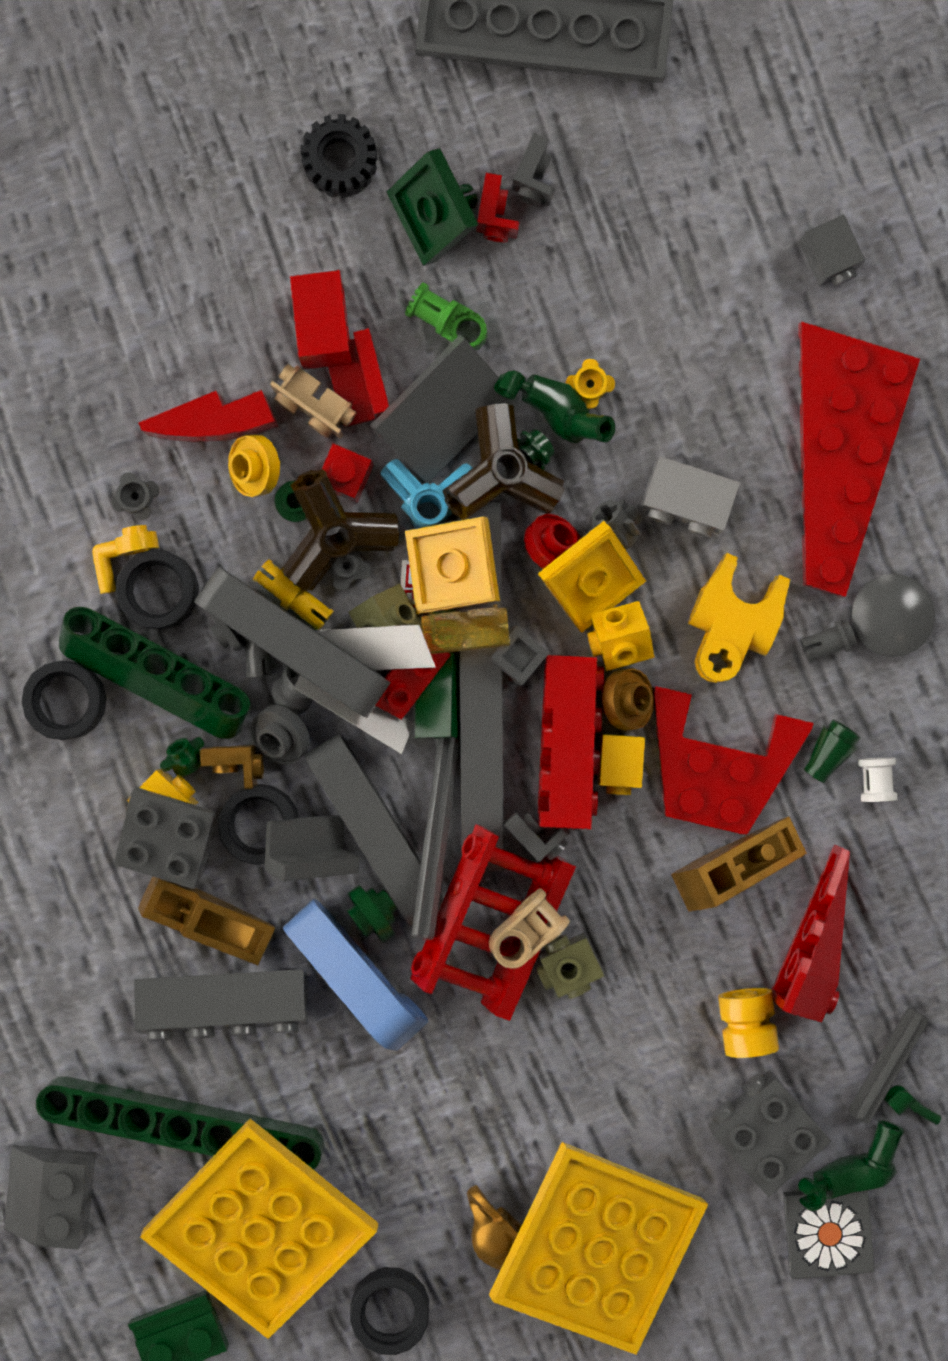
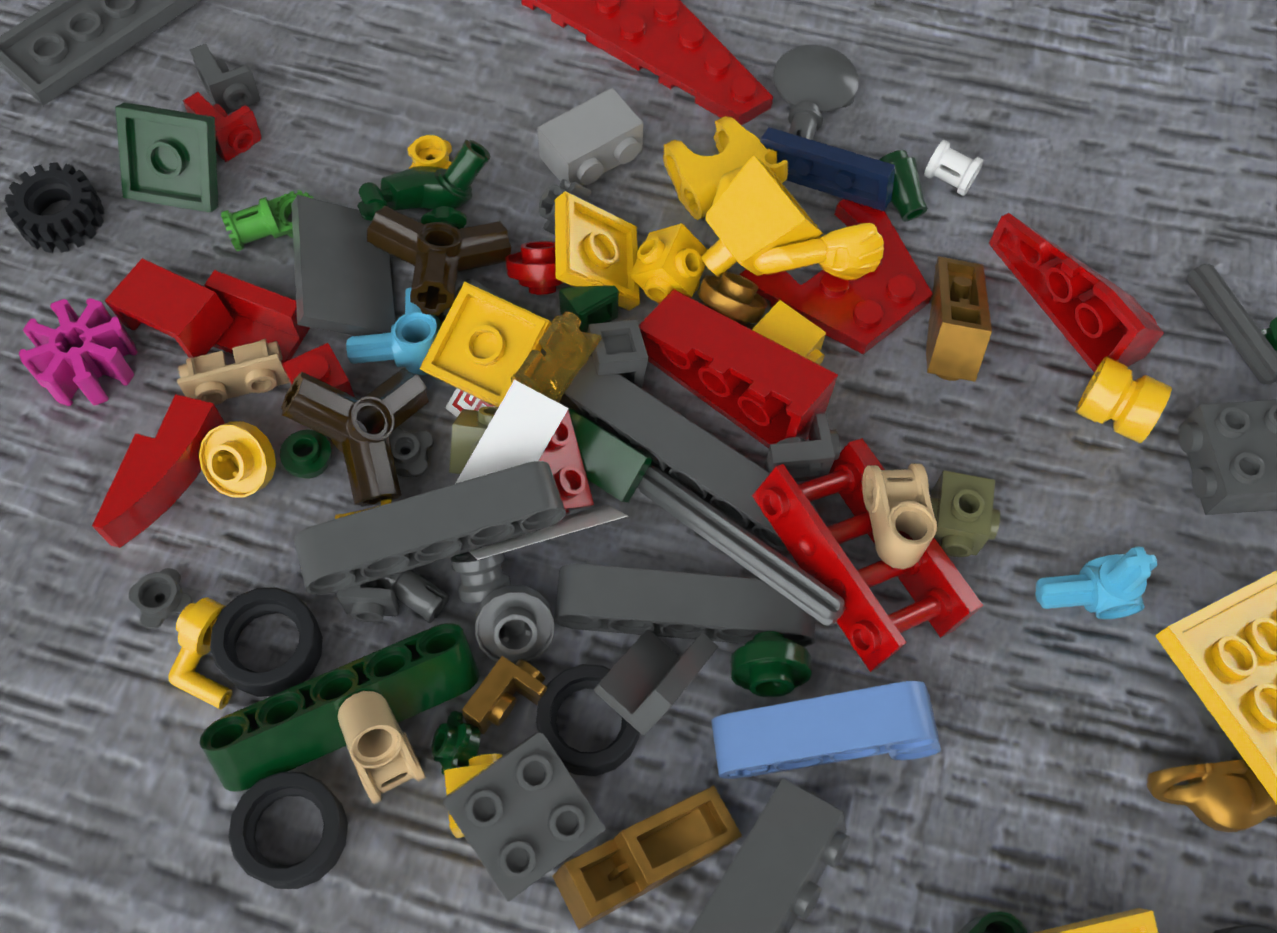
camera: 55 degrees left, 25 degrees down
(145, 715) = (377, 744): none -> tan piece
(256, 273) = (78, 352): none -> dark pink gear
(545, 604) = (590, 304): none -> dark green slope
(589, 1088) = (1106, 585): none -> medium azure axle
(688, 693) = (772, 233): none -> yellow torso
(796, 690) = (833, 169): none -> dark blue plate

